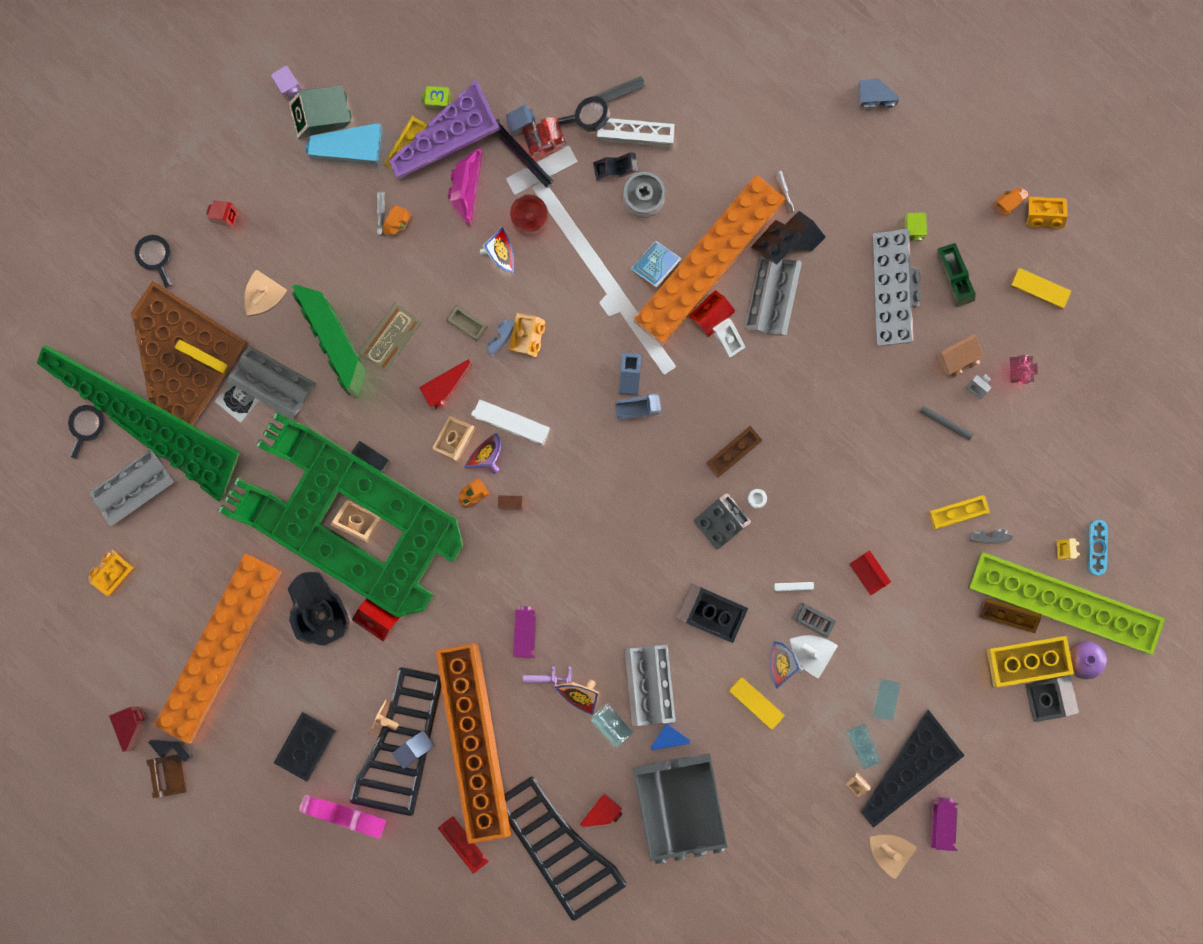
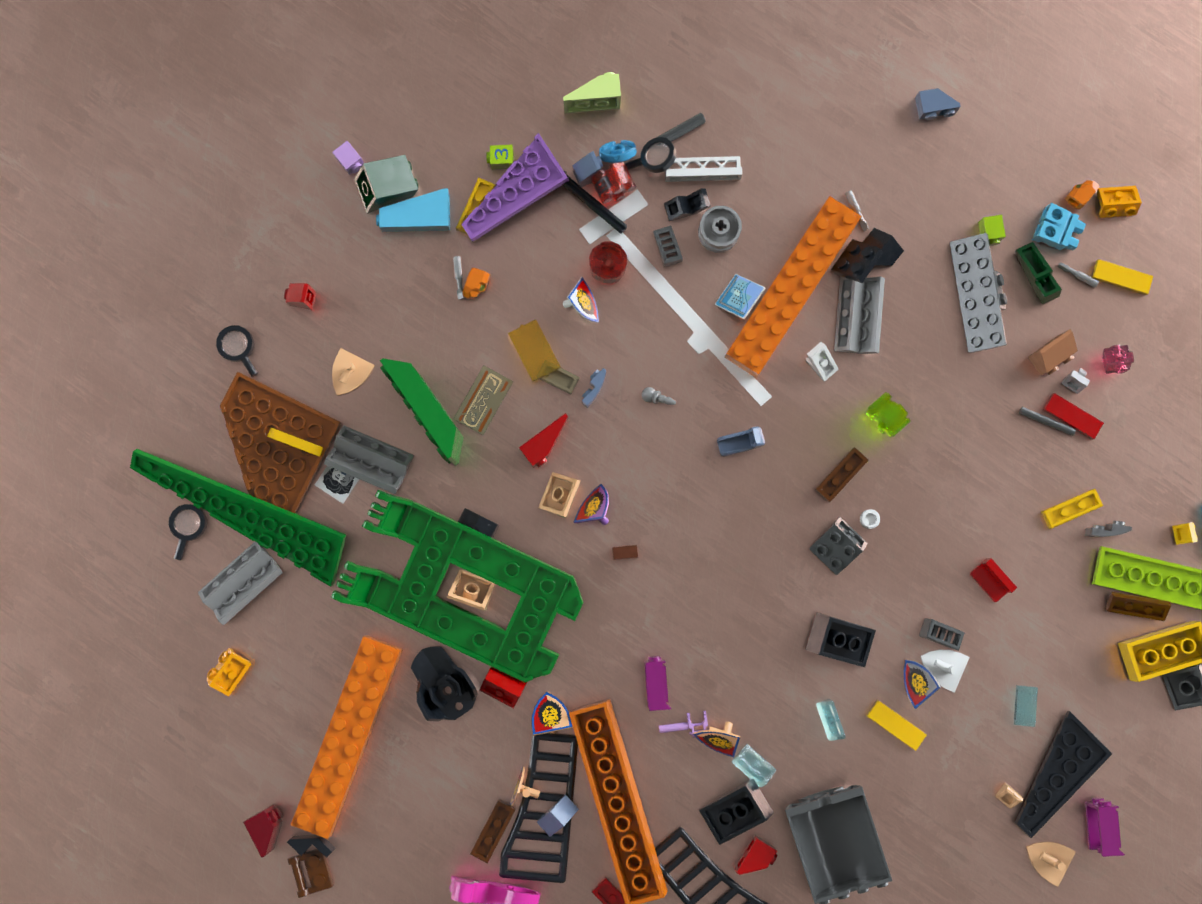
camera: 15 degrees left, 0 degrees up
(304, 746) = (447, 825): black plate -> none
(348, 757) = (492, 831): none -> reddish brown plate
(417, 652) = (550, 716): none -> shield
(446, 293) = (534, 350): none -> clear yellow piece
(465, 184) = (540, 240): dark pink wedge -> none
(472, 493) = (585, 547): orange rock -> none
(510, 422) = (614, 471): white fence -> none
(526, 334) = (619, 382): light orange bracket -> none
(537, 47) = (596, 95): none -> yellowish green slope
(552, 106) = (618, 152): none -> dark azure tile
(556, 351) = (651, 395): none -> light grey bar
(588, 767) = (736, 811): none -> black slope
(595, 219) = (671, 260): none -> dark grey slope
(630, 373) = (728, 408): sand blue slope -> none
(650, 685) = (787, 720): light grey slope -> none
(669, 738) = (814, 772): blue slope -> none
(692, 690) = (830, 720): none -> clear light blue slope
(712, 312) = (801, 338): red panel -> none
(786, 397) = (888, 415): none -> clear neon green brick
(786, 587) = (921, 603): white tile -> none
(864, 746) = (1010, 756): clear light blue slope -> none
(972, 420) = (1073, 416): none -> red tile
(981, 231) = (1057, 228): none -> medium azure hips
(998, 281) = (1079, 275): none -> light grey piece

